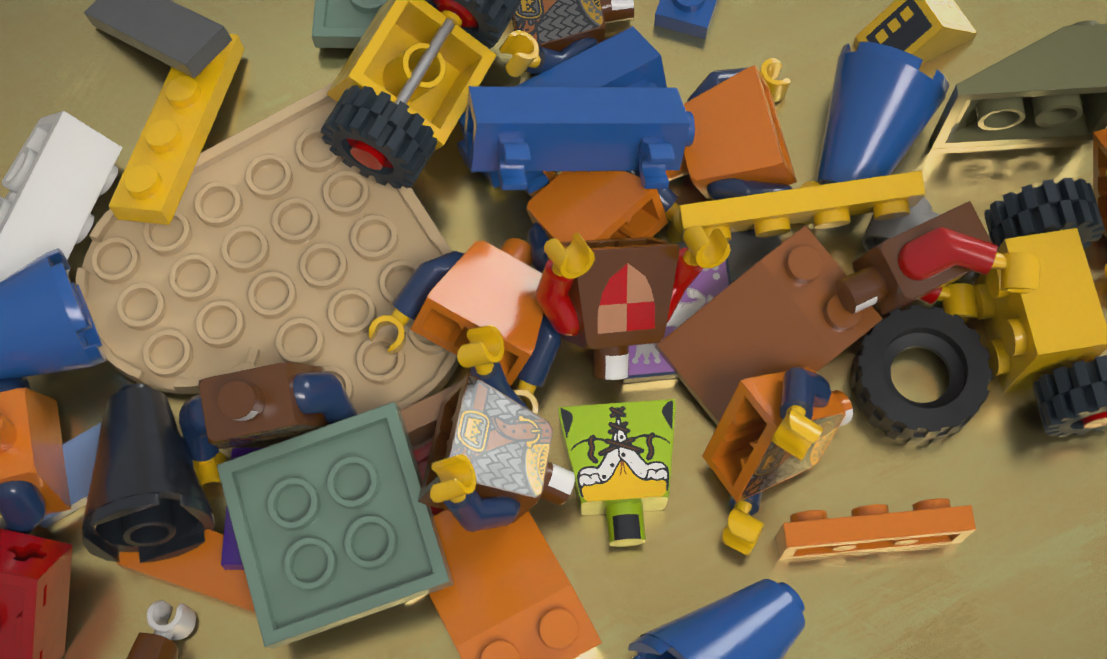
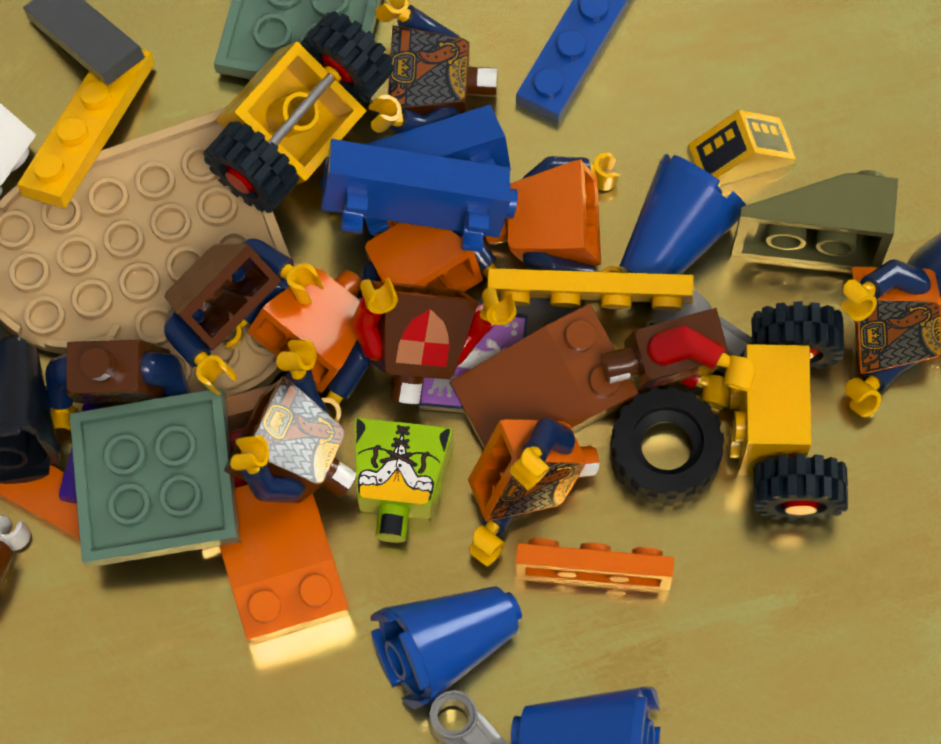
camera: 10 degrees right, 0 degrees up
(373, 291) = (221, 294): none -> reddish brown torso

